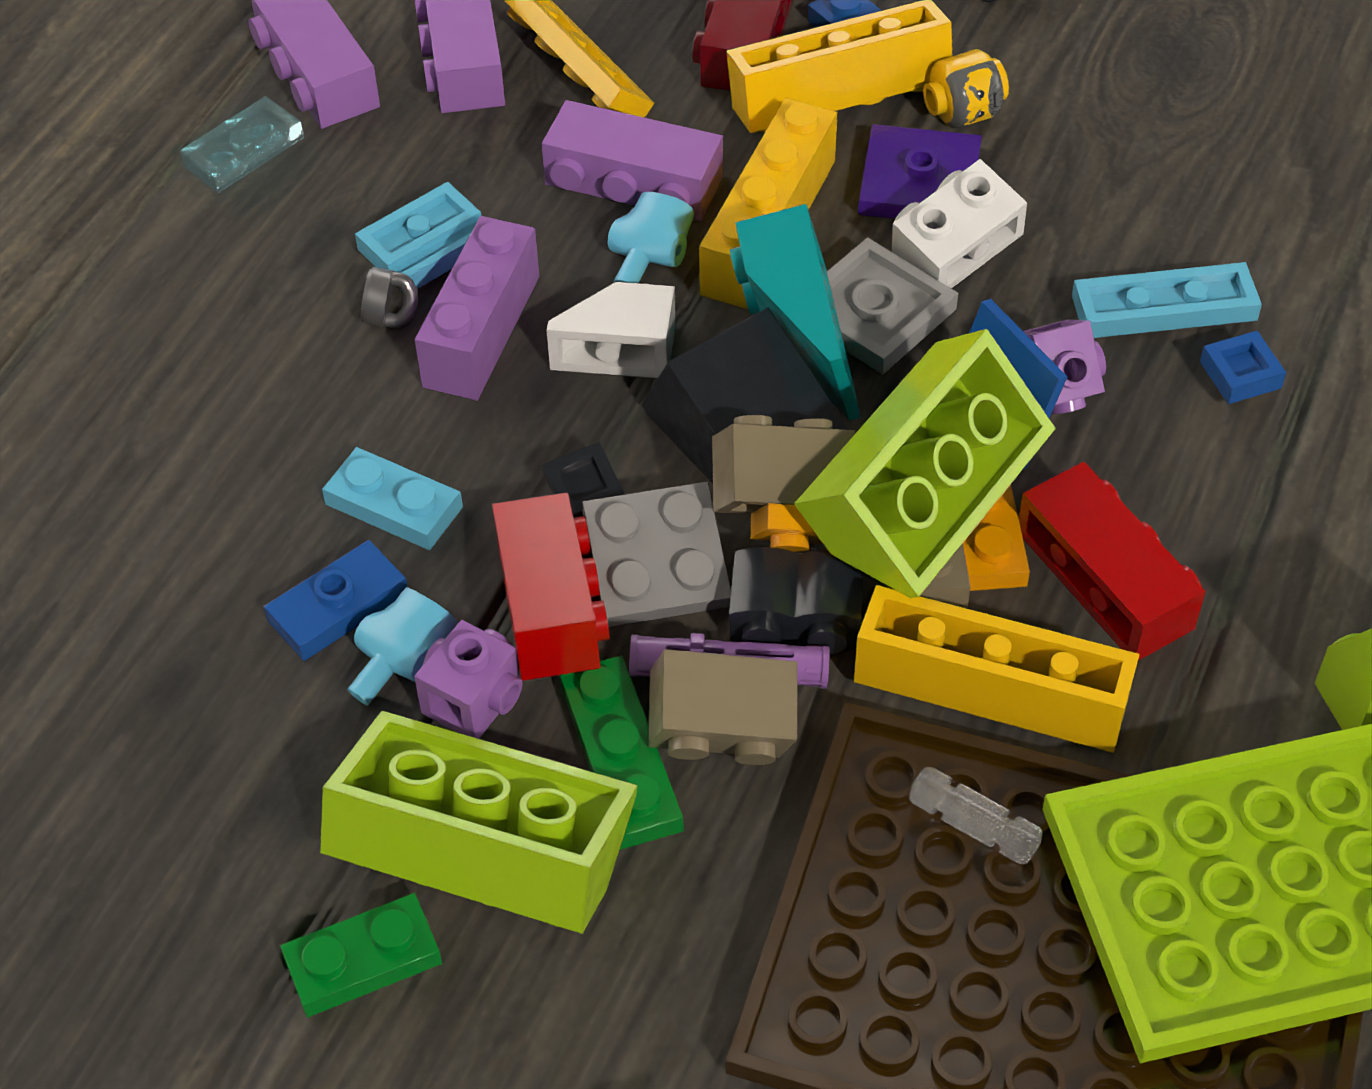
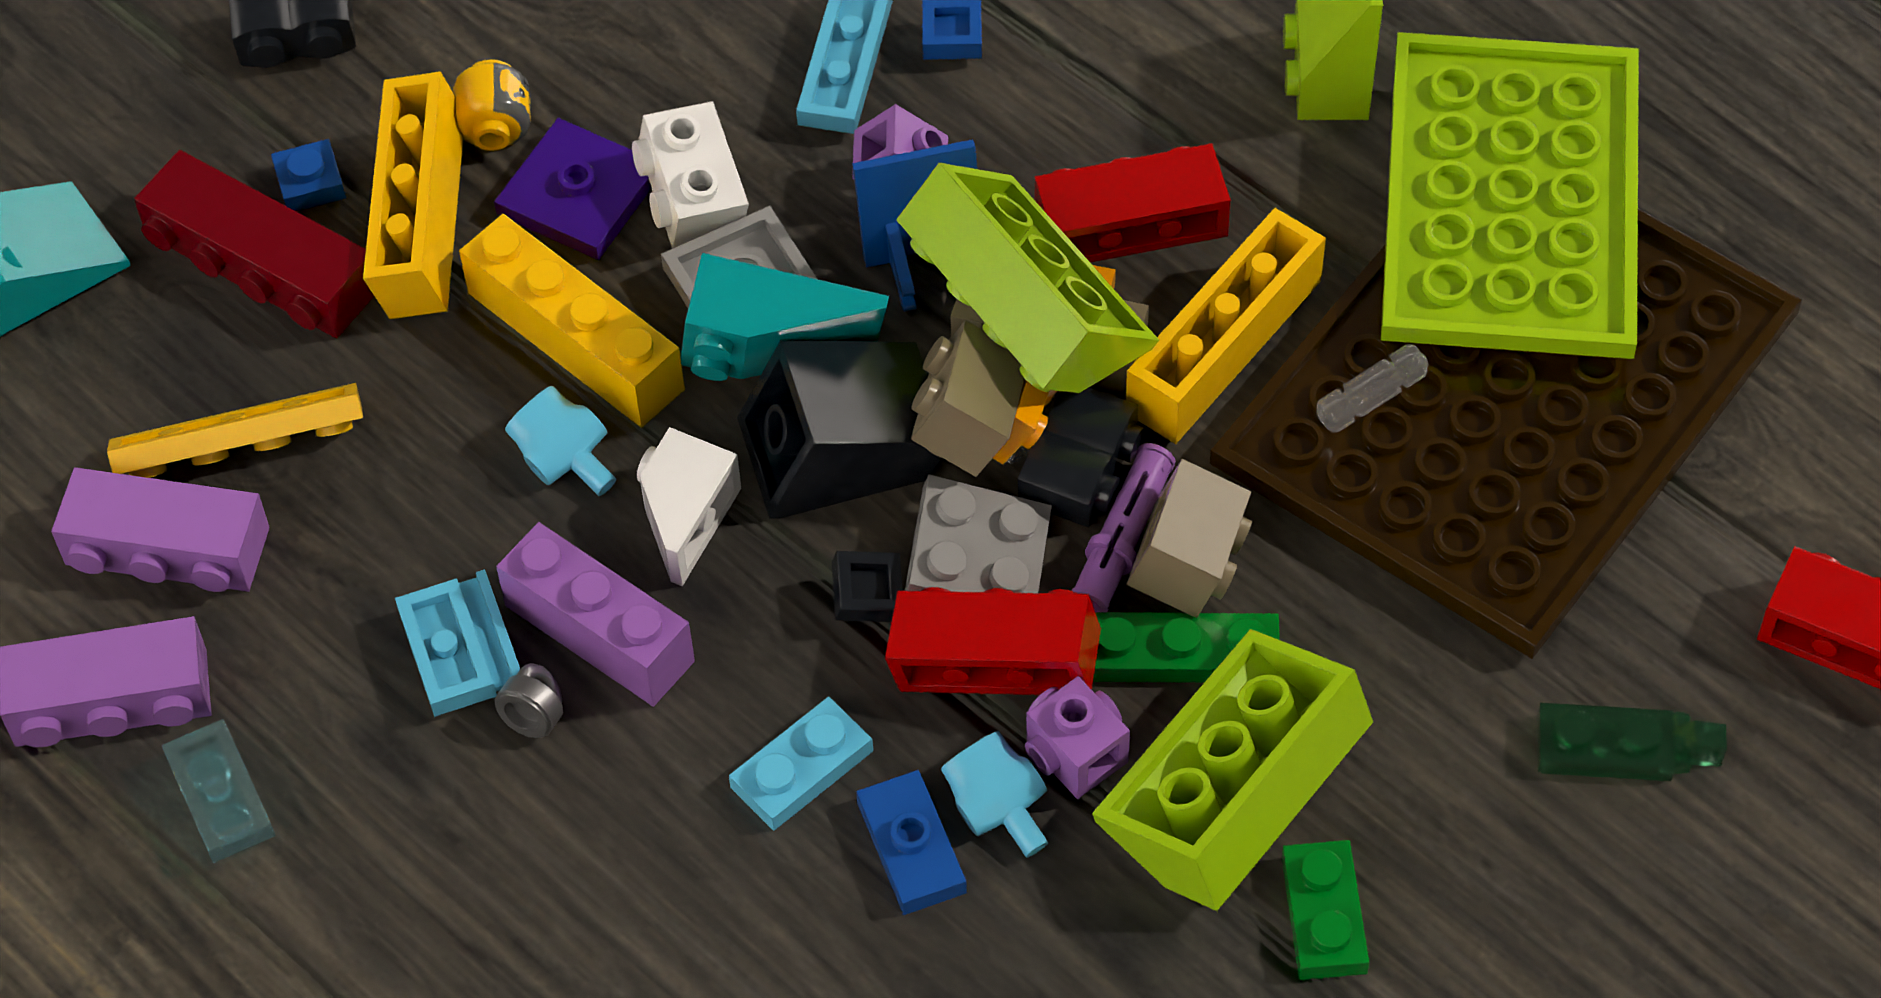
camera: 70 degrees left, 5 degrees up
(628, 155) = (443, 423): medium lavender brick -> none

